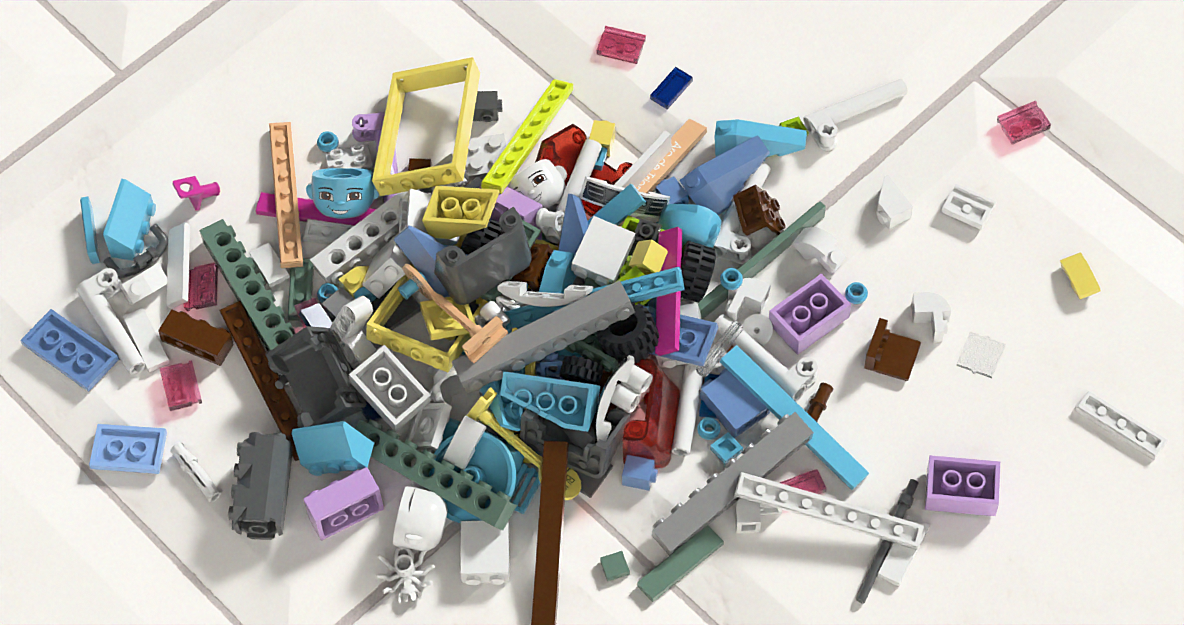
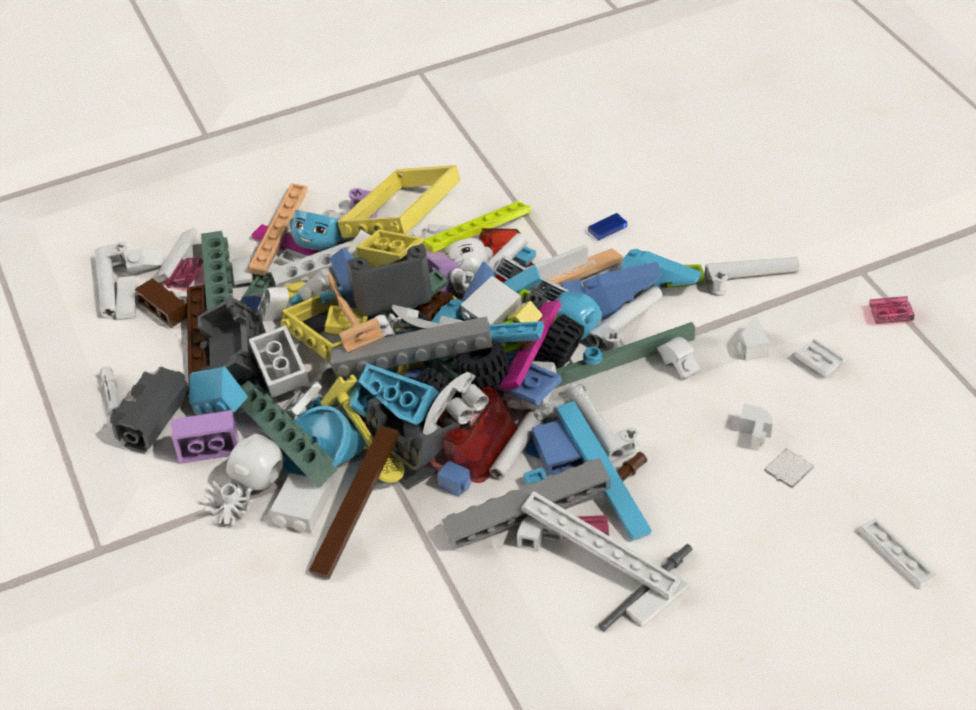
camera: 20 degrees right, 15 degrees down
(69, 350) = (68, 290): medium blue plate -> none
(89, 230) = (126, 219): medium azure tile -> none
(128, 221) = (154, 217): medium azure slope -> none
(128, 448) = (71, 362): light blue plate -> none
(143, 260) = (158, 241): dark grey piece -> none
(180, 385) = (133, 331): clear pink plate -> none
(196, 191) = (215, 211): dark pink bracket -> none
(325, 137) = (327, 203): medium azure plate -> none
(464, 442) = (316, 412): white slope -> none
(487, 106) = (456, 206): dark grey brick -> none
(531, 473) = (350, 467): medium azure tile -> none
(603, 133) = (539, 242): light yellow brick -> none
(614, 566) = (402, 543): sand green tile -> none
(621, 44) = (581, 191): clear pink plate -> none
(680, 563) = (457, 556): sand green tile -> none
(708, 422) = (528, 462): medium azure plate -> none
(751, 295) = (604, 374): white brick -> none
(758, 211) = (637, 313): reddish brown bracket -> none
(759, 328) = (603, 401): white piece -> none
(809, 313) = (649, 398): lavender brick -> none
(856, 287) = (697, 396): medium azure plate -> none
(891, 353) = (706, 444): reddish brown bracket -> none
(962, 485) = (729, 558): lavender brick -> none
(1080, 275) = (900, 429): light yellow slope -> none

